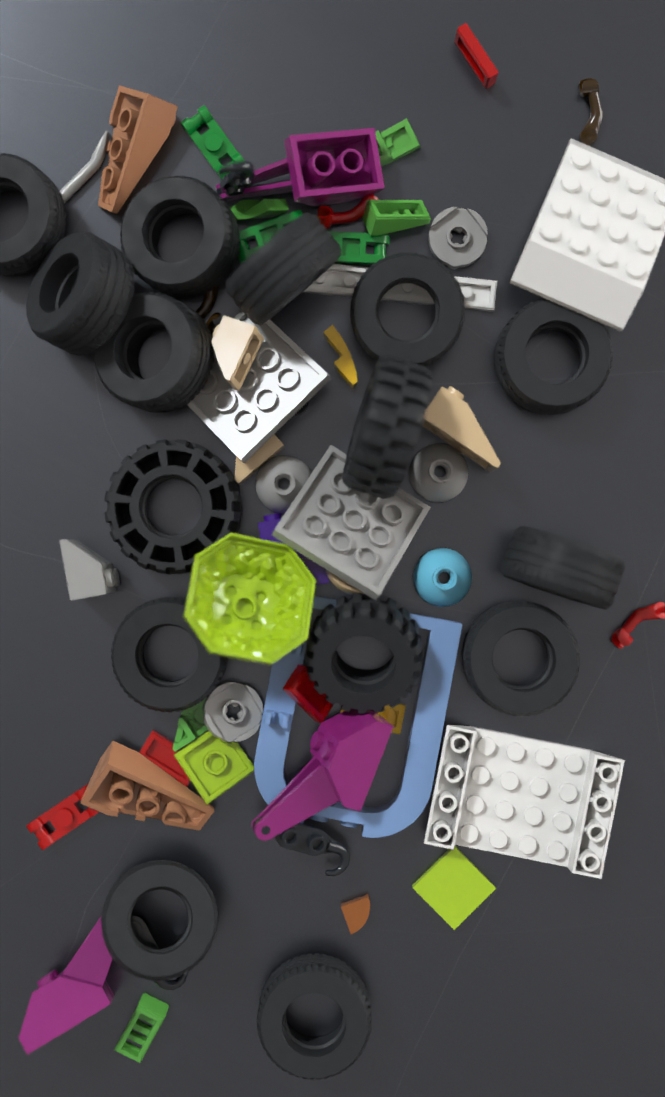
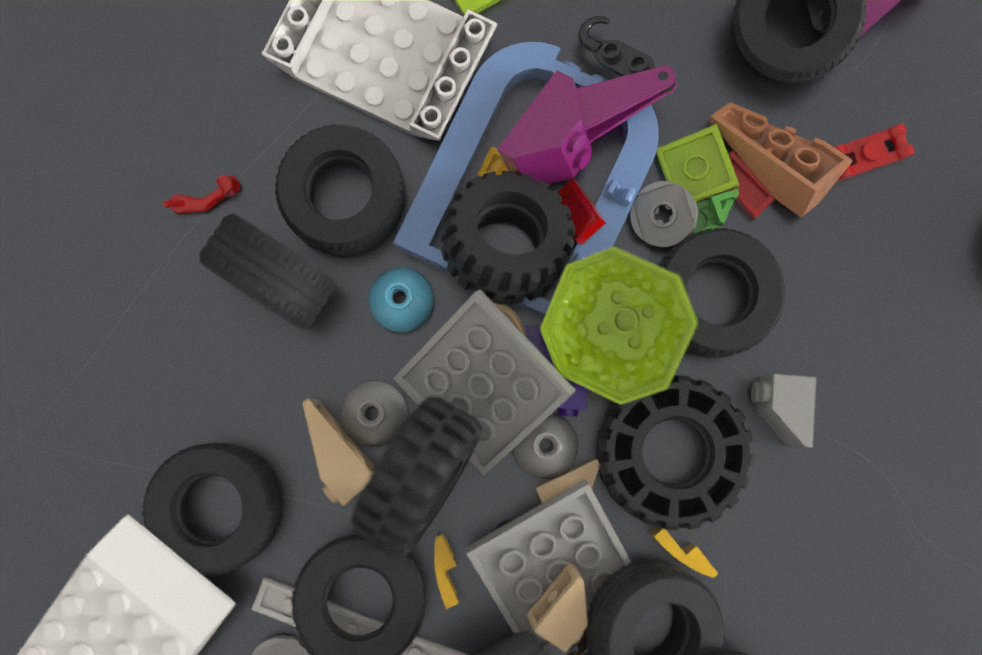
camera: 165 degrees left, 5 degrees down
(138, 423) = (689, 555): none -> yellow slope

